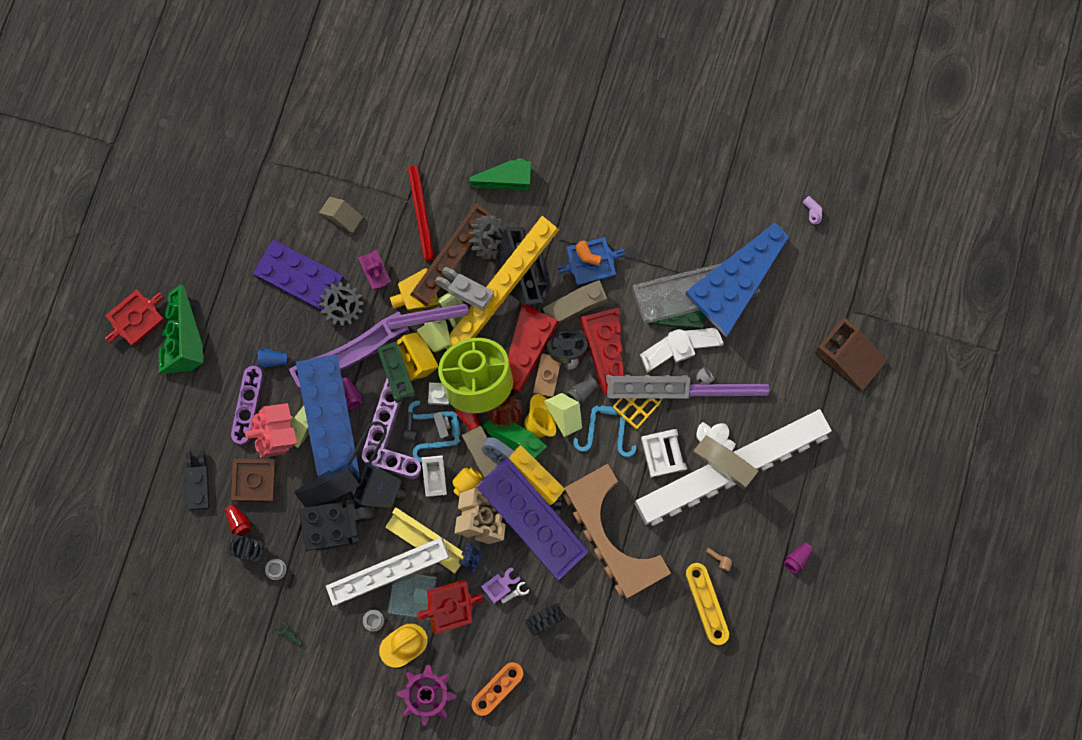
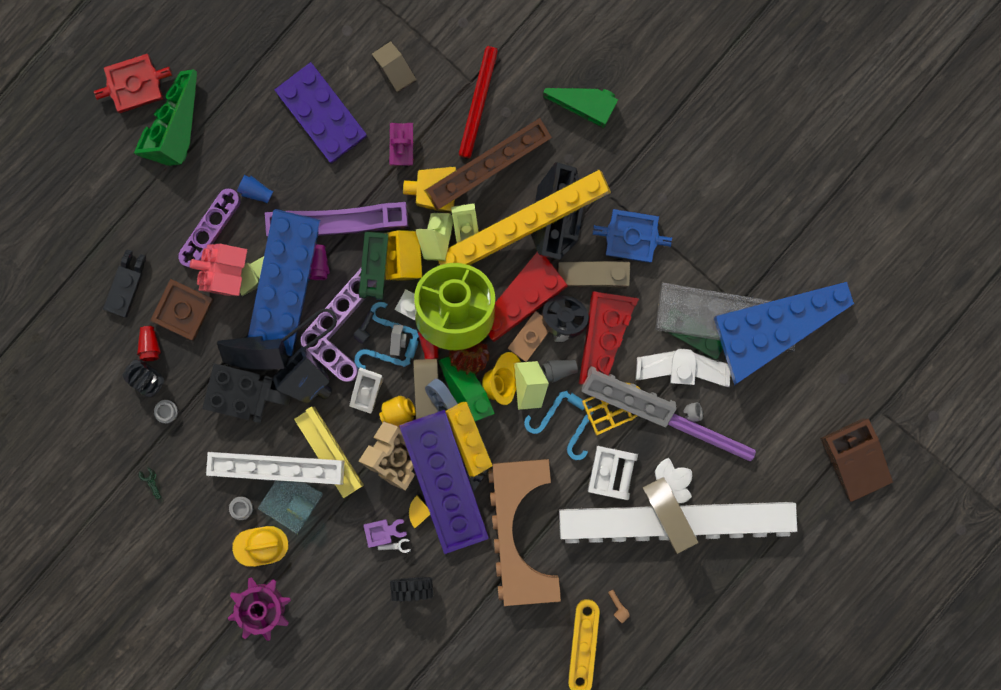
camera: 30 degrees right, 10 degrees up
(345, 312) = (361, 164): dark grey gear -> none
(428, 316) = (432, 221): medium lavender axle -> none
(449, 606) = (321, 532): red plate -> none
(465, 289) = (484, 211): light grey hinge -> none
(468, 558) = (364, 490): clear blue tile -> none
(487, 236) = (540, 151): dark grey gear -> none
(489, 696) = (326, 641): orange plate -> none
(521, 556) = (418, 511): none -> yellow tile
(585, 254) = (628, 227): orange arm -> none
(798, 558) = (698, 644): magenta cone -> none
(815, 210) = (896, 287): lavender arm -> none

